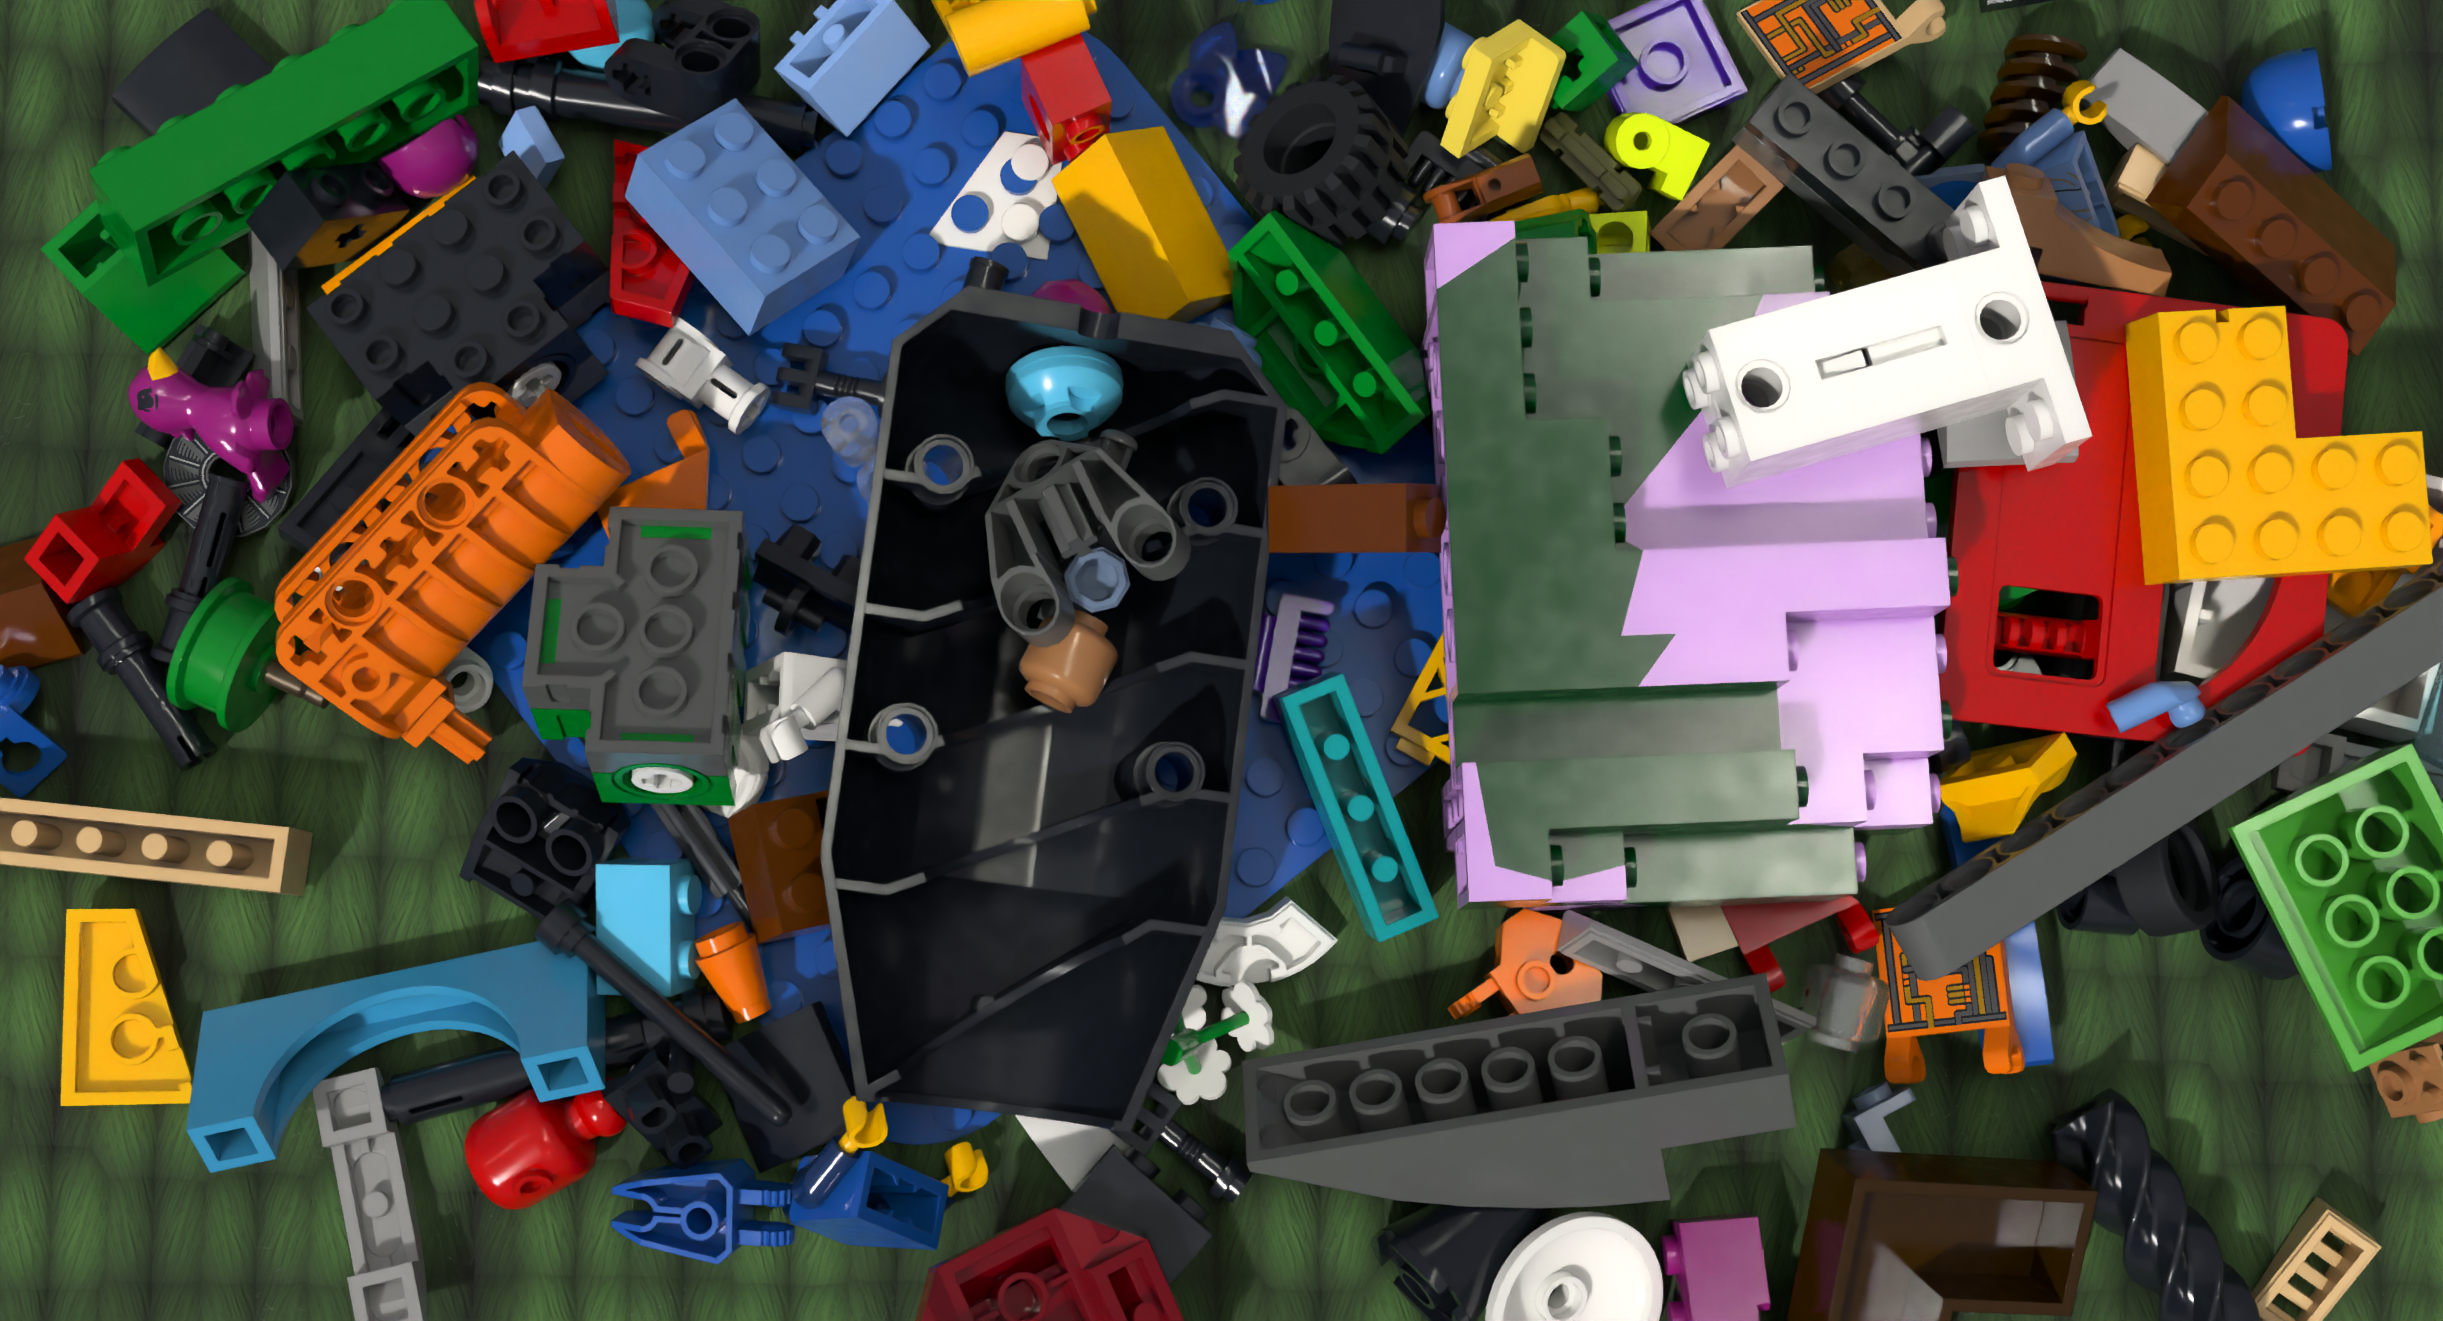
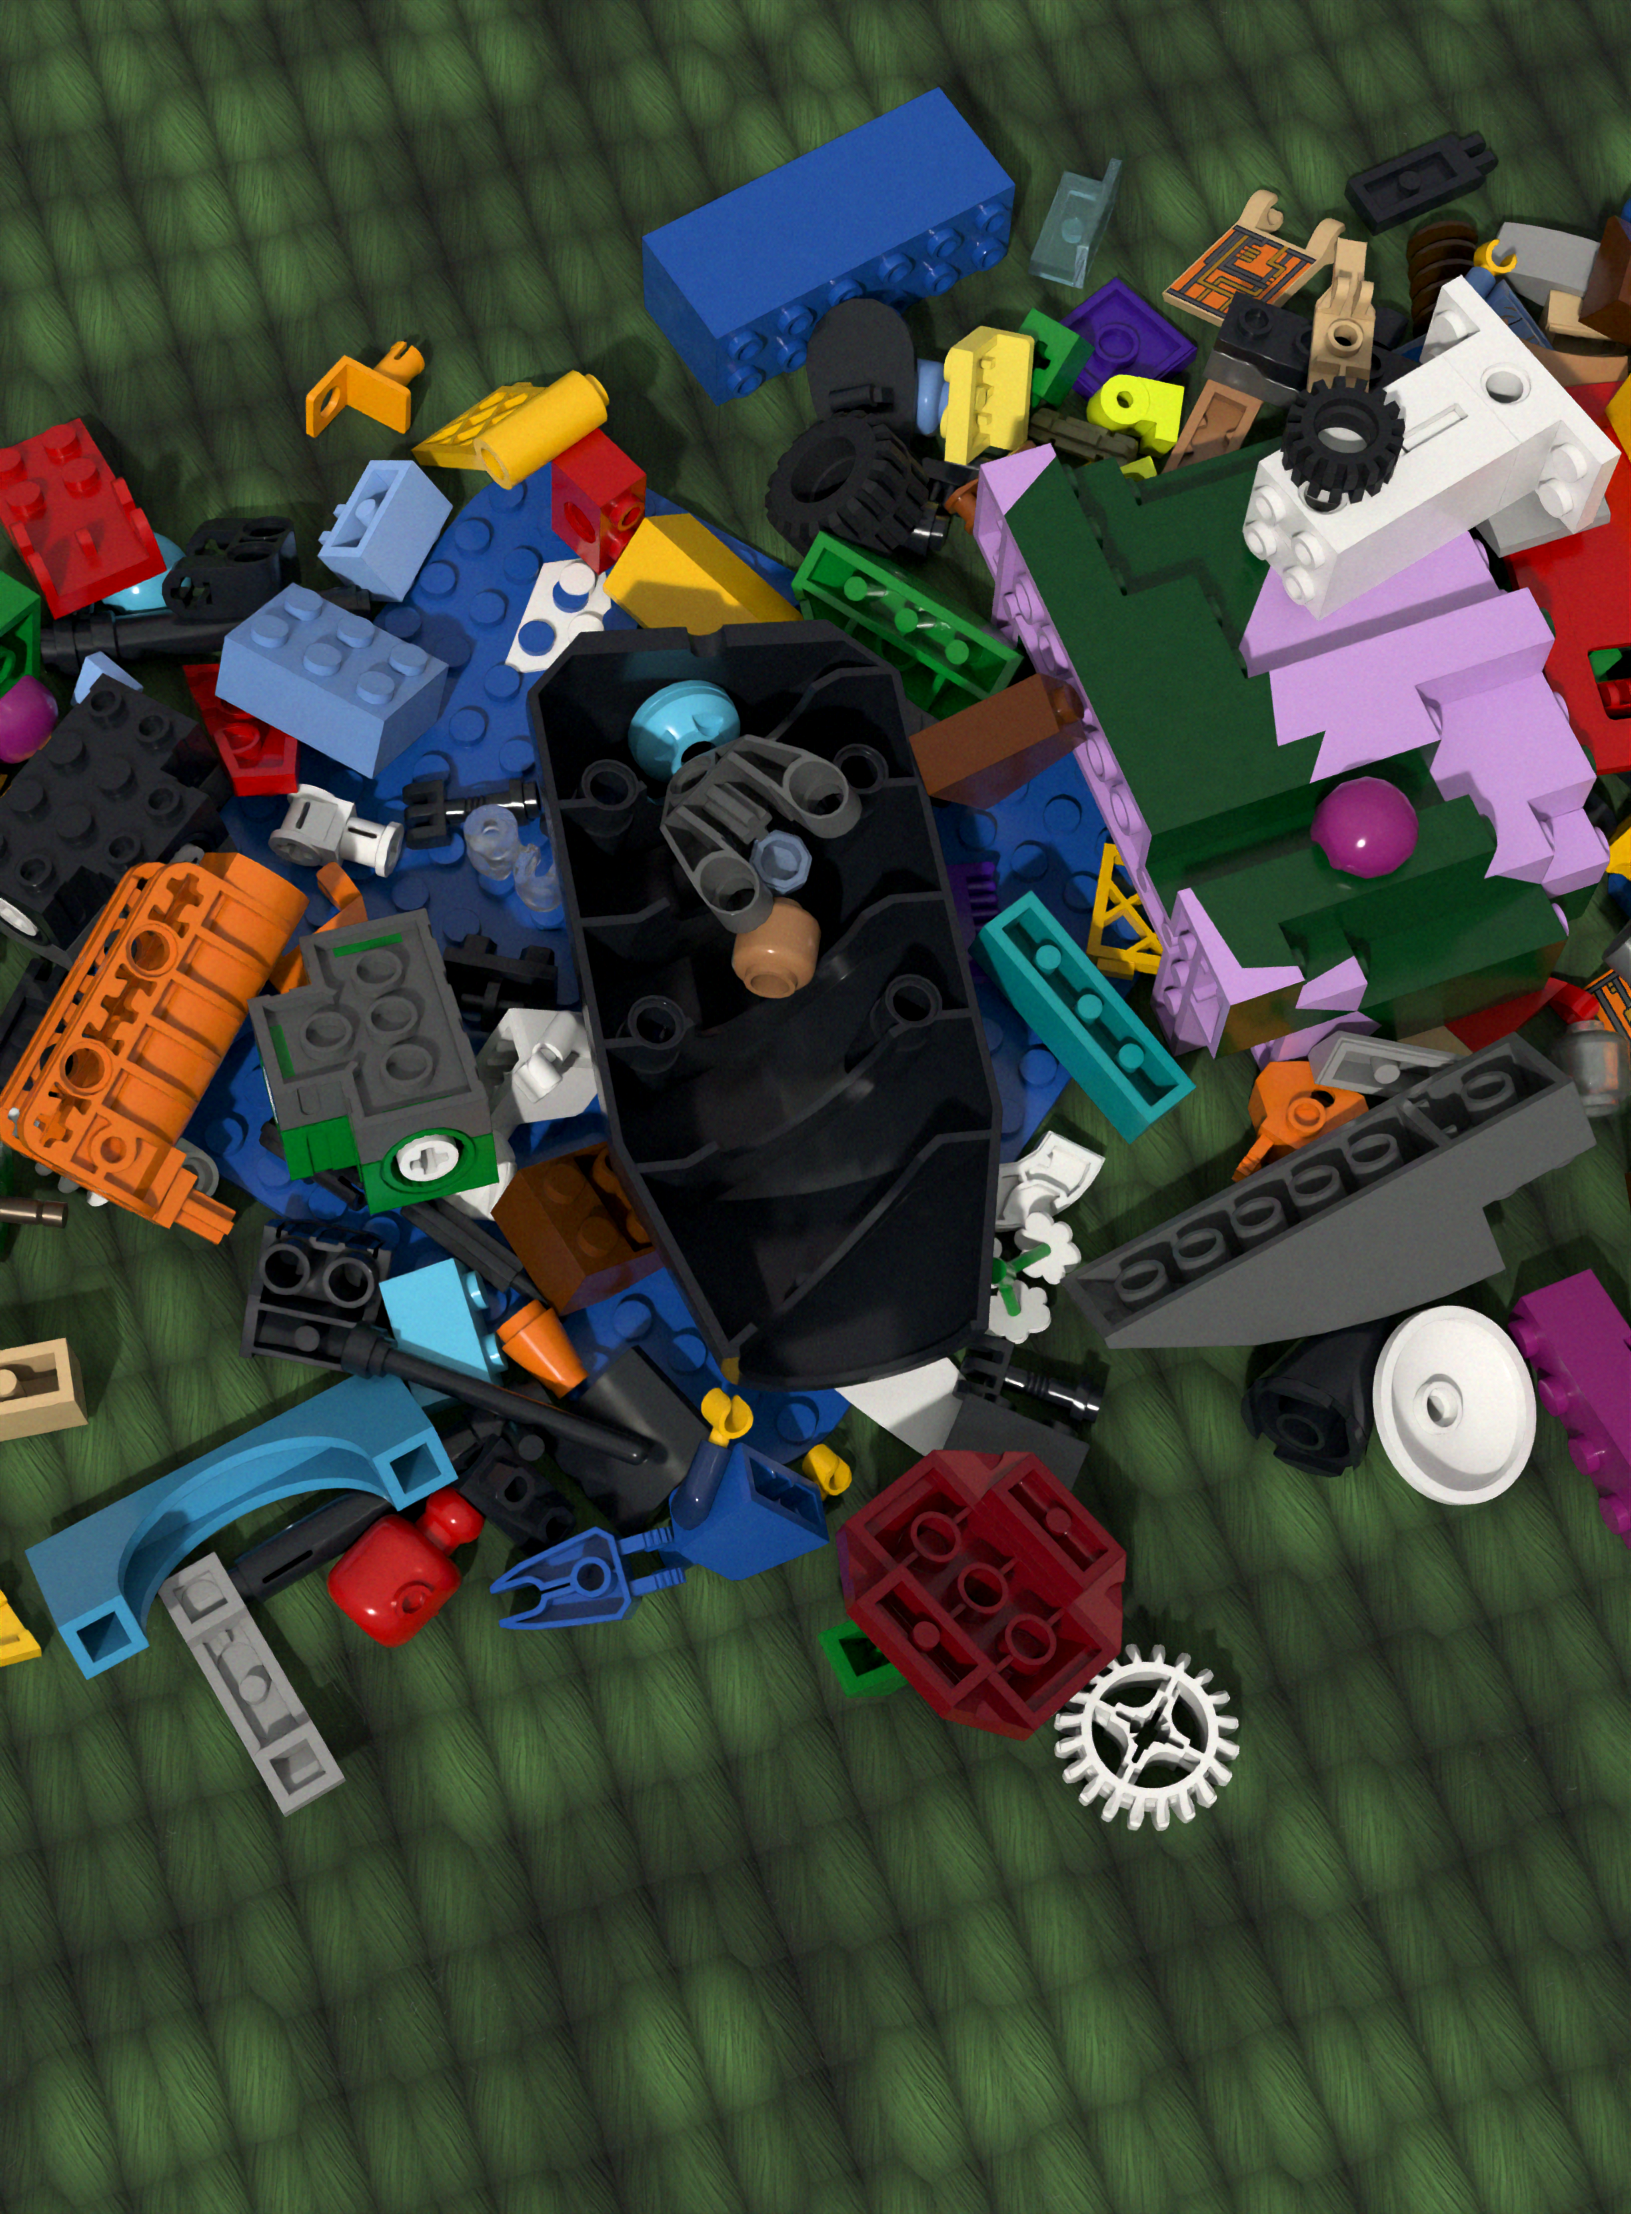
camera: 20 degrees left, 15 degrees down
(1234, 78) = (736, 465): clear blue plate -> none
(1671, 760) = (1366, 827): none -> magenta hair
(1822, 305) = (1349, 410): none -> black tyre
(1857, 202) = (1347, 313): none -> tan piece

